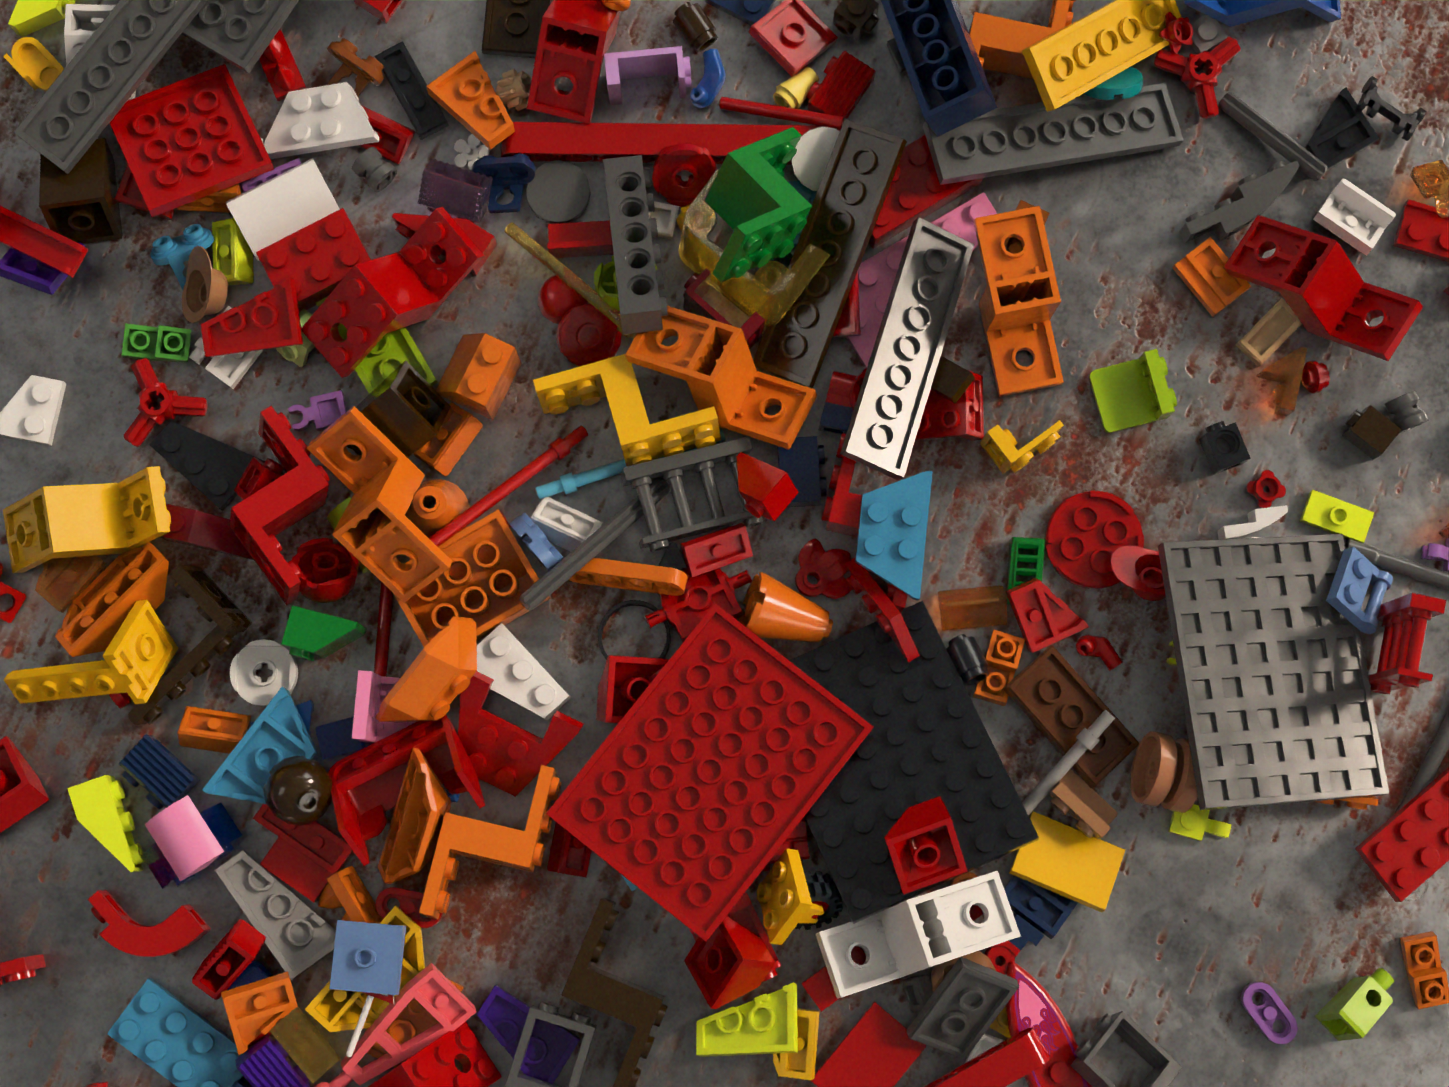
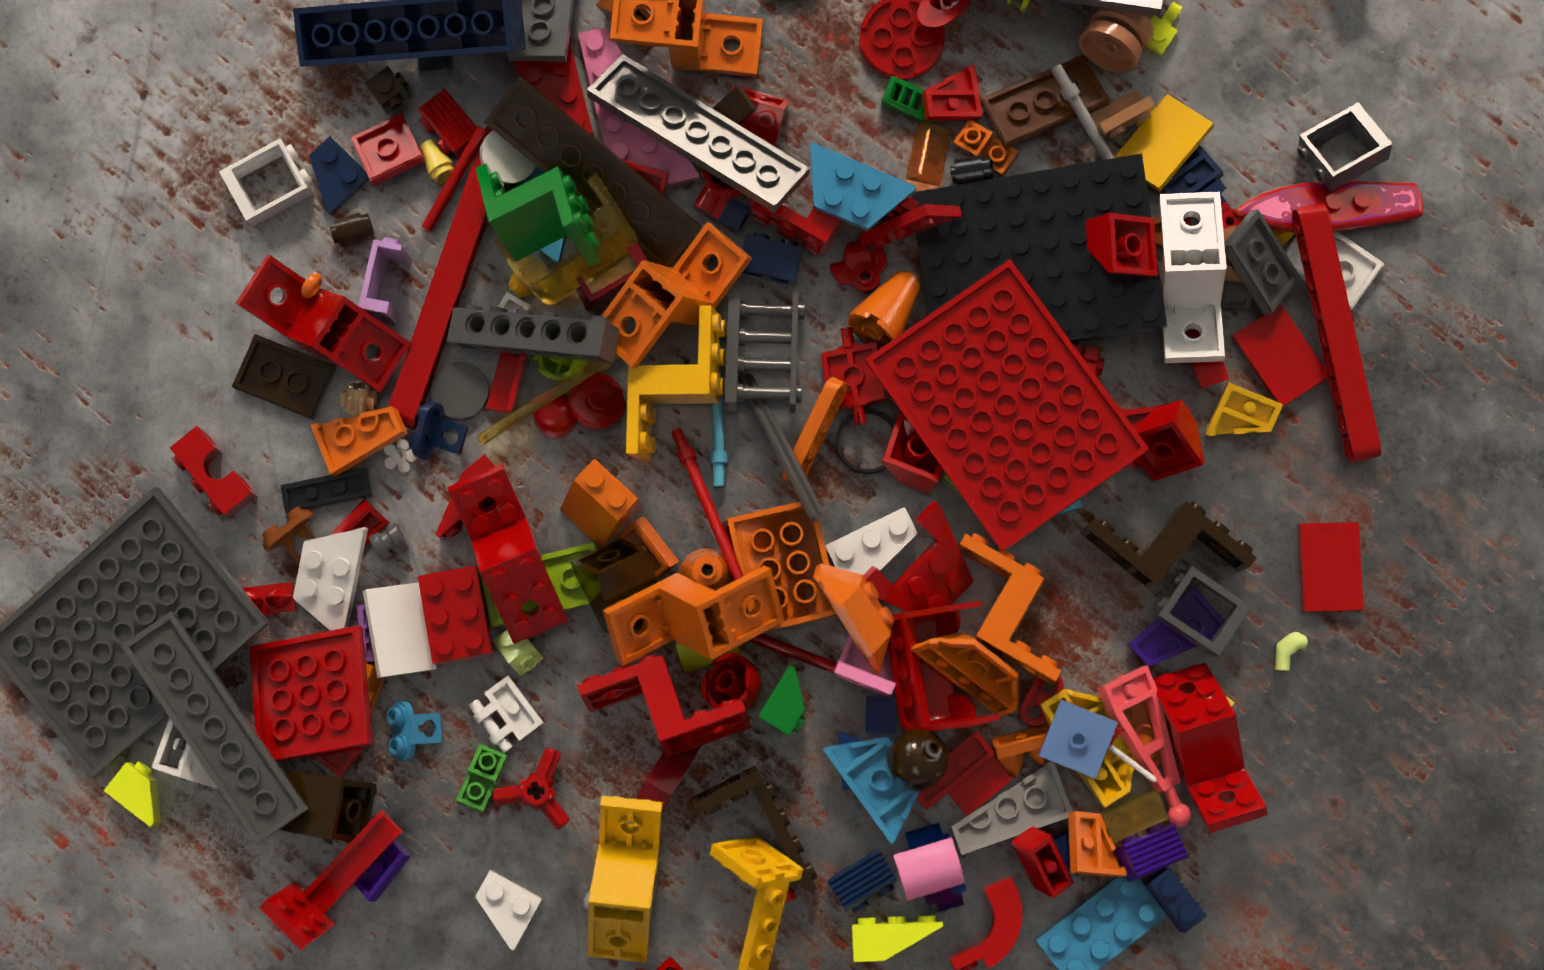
camera: 70 degrees left, 0 degrees up
(34, 63) = (194, 814): yellow bracket -> none
(66, 578) = (668, 916): clear orange wing -> none
(108, 600) = (702, 885): orange wedge -> none
(203, 461) = (602, 764): black wing -> none
(204, 287) = (447, 721): medium nougat piece -> none
(212, 729) = (838, 824): orange slope -> none
(232, 253) = (422, 691): neon yellow slope -> none
(250, 659) = (788, 774): white plate -> none
(257, 476) = (633, 721): red bracket -> none
(258, 324) = (498, 681): red wing -> none
(323, 411) = (589, 645): medium lavender plate -> none
(455, 189) = (431, 476): brick -> none
(536, 541) = (764, 495): medium blue plate -> none
(564, 524) = (753, 472): white slope -> none
(568, 854) = (1033, 549): red slope -> none
(673, 558) = (812, 387): black slope -> none
(674, 160) = (468, 276): red plate -> none
(712, 80) = (405, 230): blue arm -> none
(716, 549) = (817, 347): red tile -> none
(752, 1028) = (1226, 438): neon yellow wing -> none
(764, 487) = (778, 288): red slope -> none
(795, 898) = (1131, 370): yellow plate -> none
(1002, 450) = (806, 83): yellow bracket -> none
(1098, 647) = (993, 62): red arm -> none
(1268, 1012) = (1331, 23): medium lavender plate -> none

